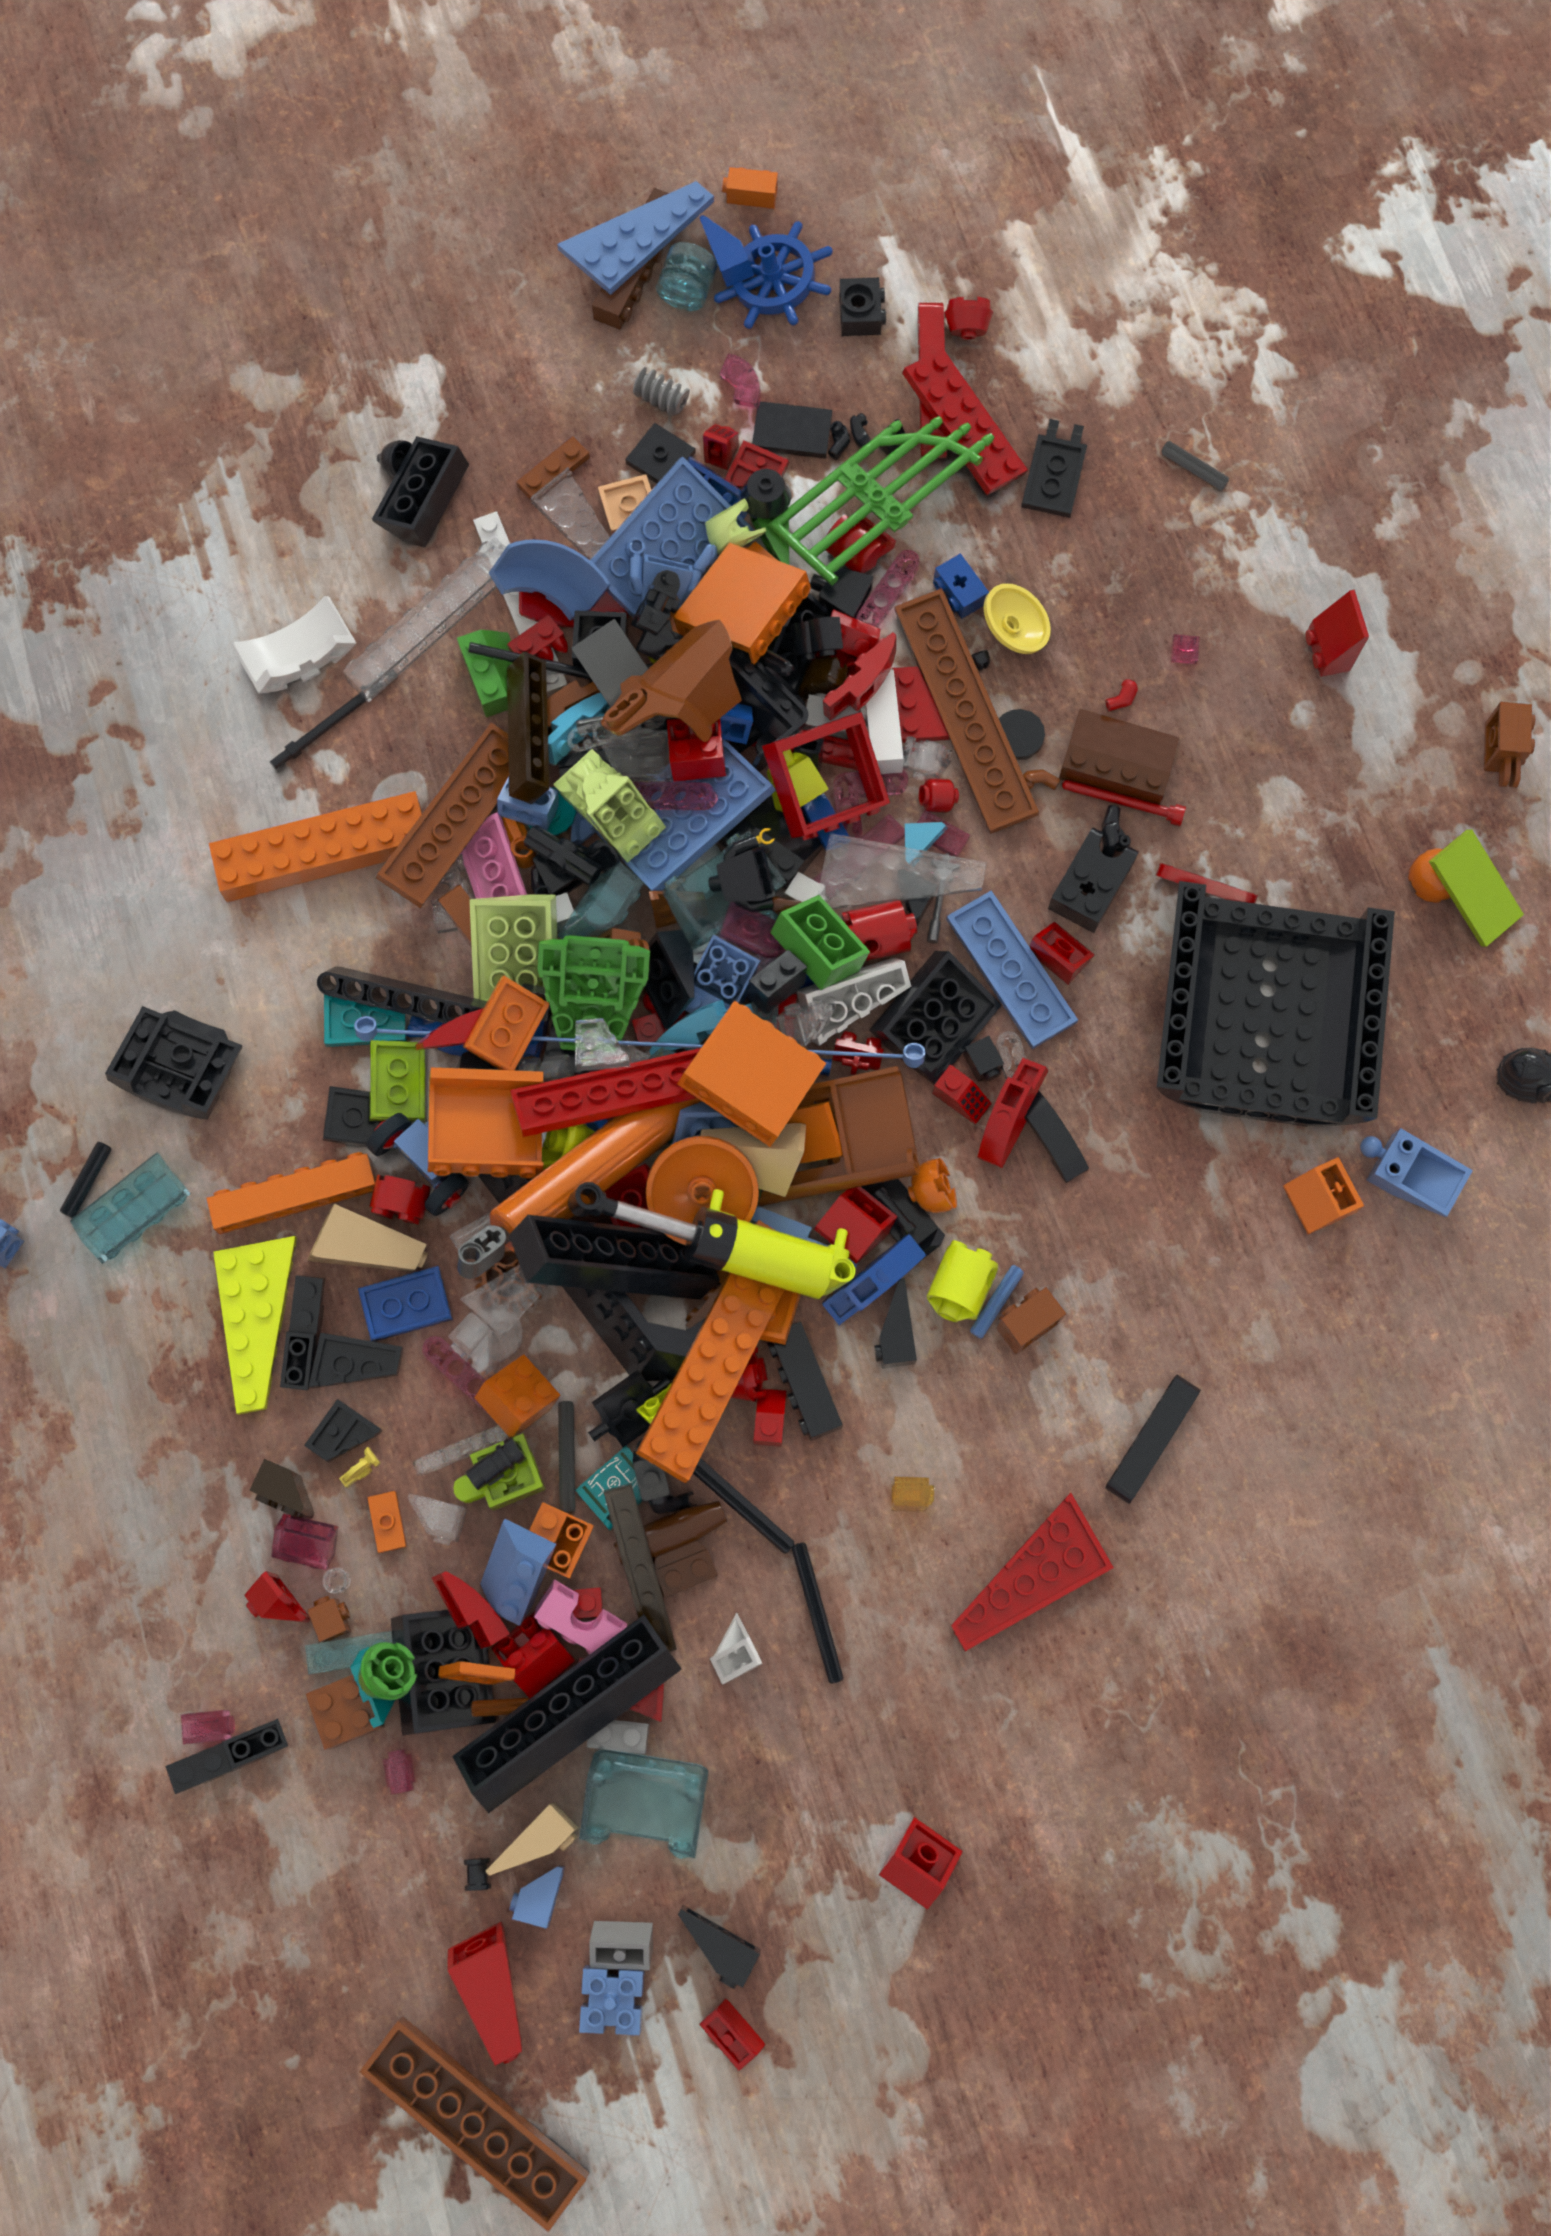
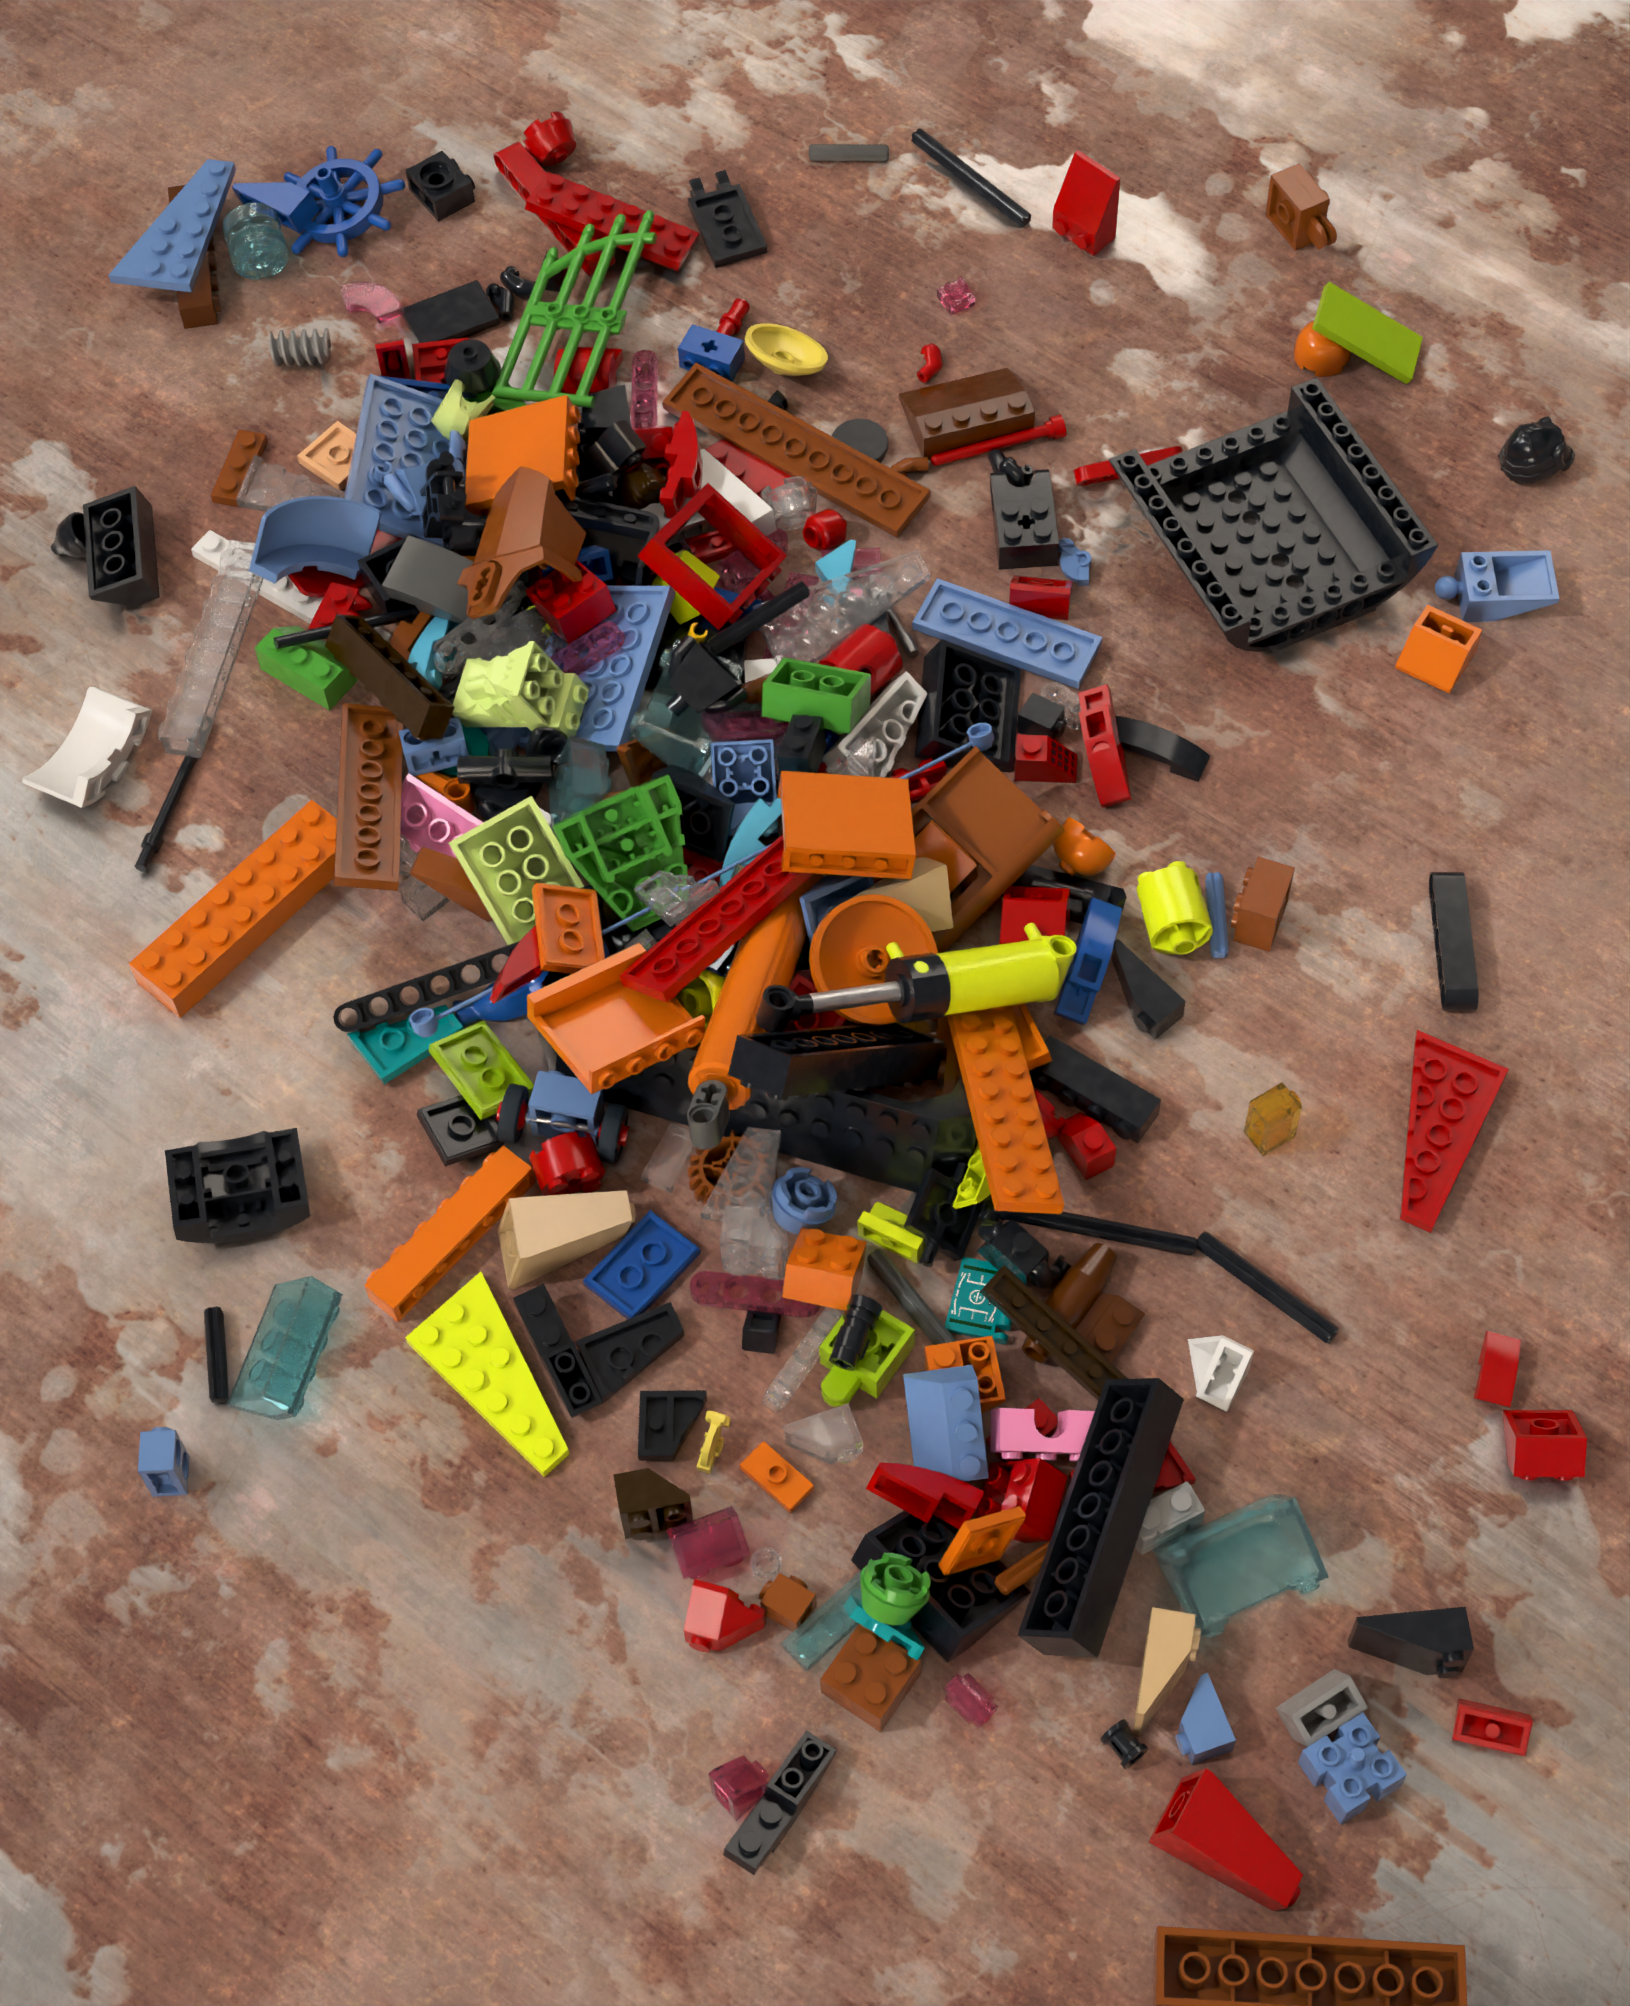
camera: 30 degrees left, 15 degrees down
(451, 1406) = (760, 1331): none -> black slope
(540, 1333) = (802, 1200): none -> medium blue cone
(588, 1386) = (885, 1228): none -> neon yellow panel
(658, 453) = (335, 400): black plate -> none
(751, 187) = (261, 145): orange brick -> none
(824, 847) = (758, 618): none -> black axle
(931, 1787) = (1498, 1369): none -> red slope
(996, 566) = (730, 322): none -> red pin
(1106, 941) = (1074, 563): none -> medium blue piece
(1274, 547) = (971, 177): none -> black axle

